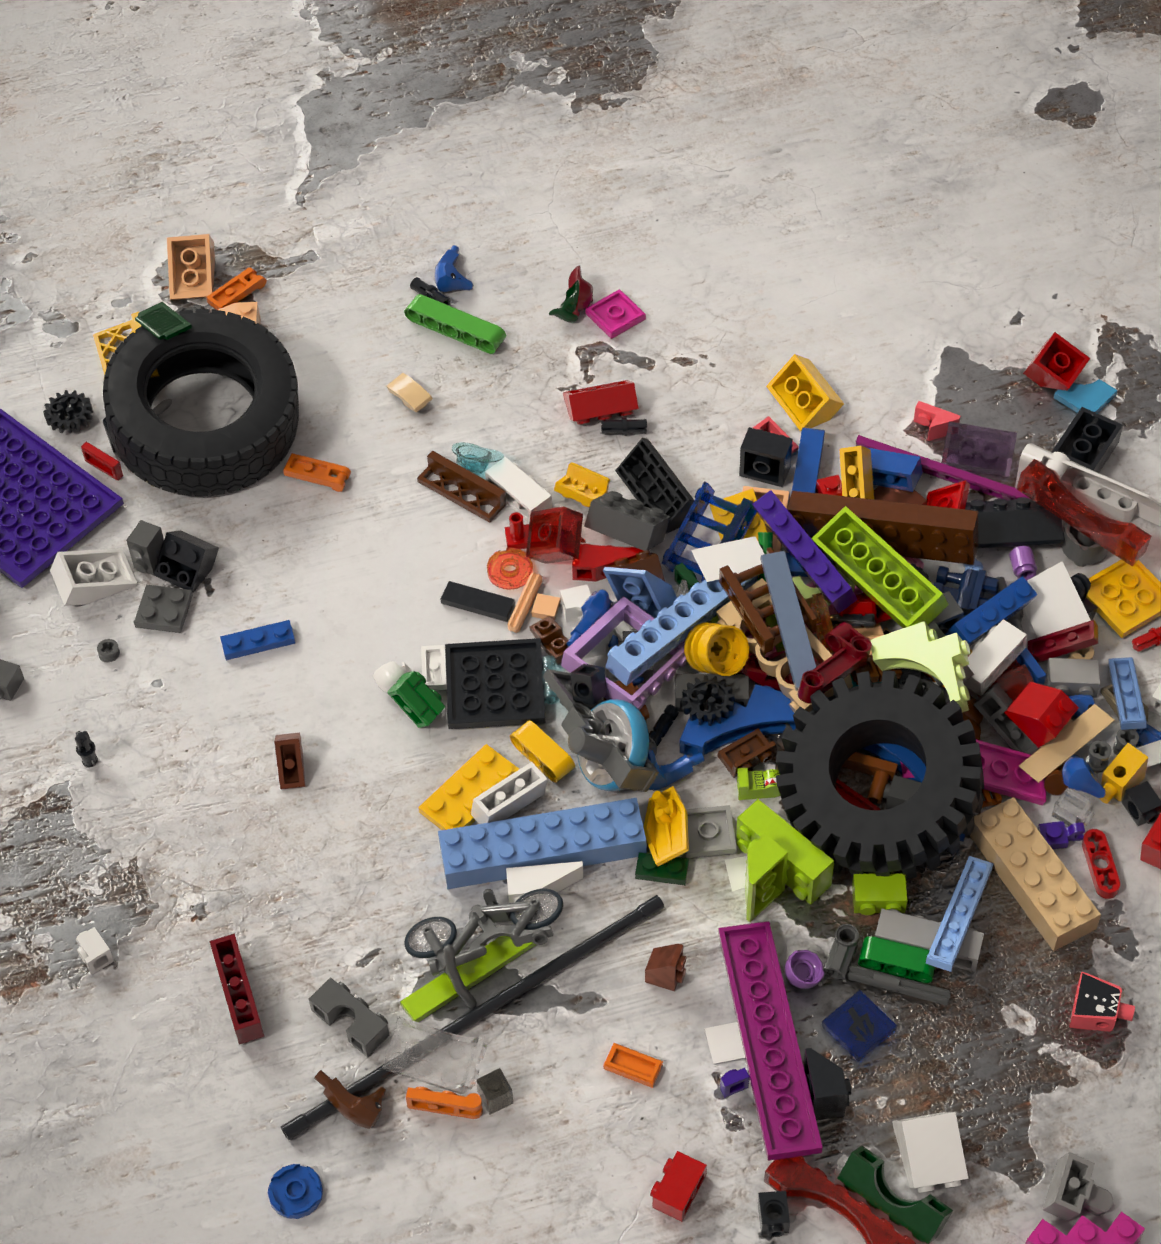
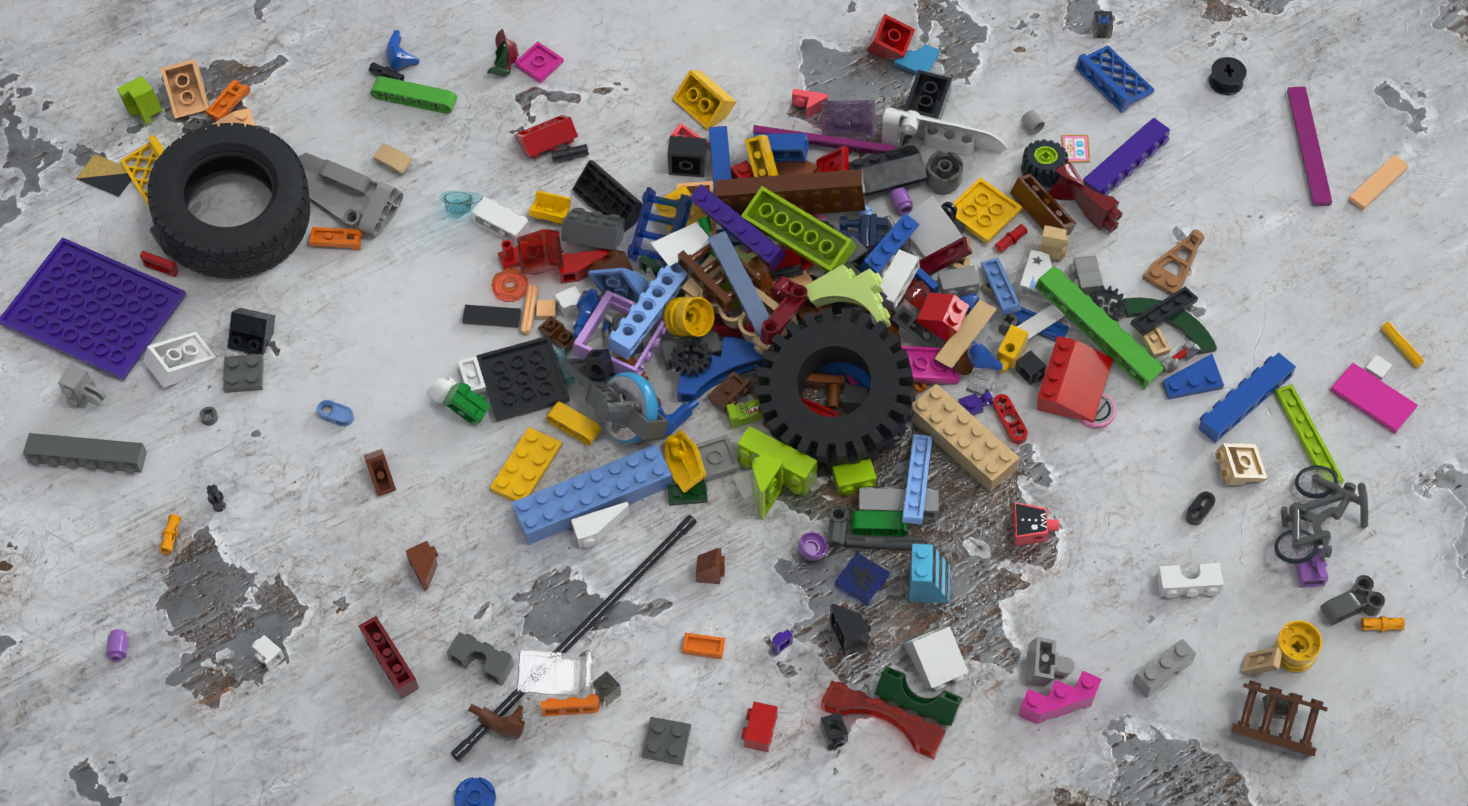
camera: 15 degrees left, 5 degrees up
(21, 781) = (170, 534): none -> light orange pin
(59, 408) = (110, 227): black gear -> none
(72, 349) = (105, 175): none -> sticker
(134, 269) = (139, 99): none -> lime plate
(145, 546) = (216, 327): dark grey brick -> none
(162, 321) = (182, 141): dark green window -> none
(257, 640) = (326, 382): blue plate -> none
(262, 681) = (339, 415): none -> medium blue piece
(312, 882) = (423, 562): none -> copper slope
(348, 423) = (351, 194): none -> light grey panel
(437, 934) = (530, 581): dark grey piece -> none
(441, 990) = (563, 603): lime tile -> none
(467, 484) = (458, 224): reddish brown fence -> none
(509, 795) = (558, 463): white brick -> none
(554, 1176) = (666, 741): none -> dark grey plate
(664, 723) = (660, 381): black axle -> none
(725, 1042) = (772, 611): white sticker -> none
(769, 1042) = (800, 605): magenta plate -> none
(945, 1040) = (928, 575): none -> medium azure slope
(1047, 490) = (908, 141): clear red arch -> none
(1102, 755) = (992, 338): dark grey bush -> none

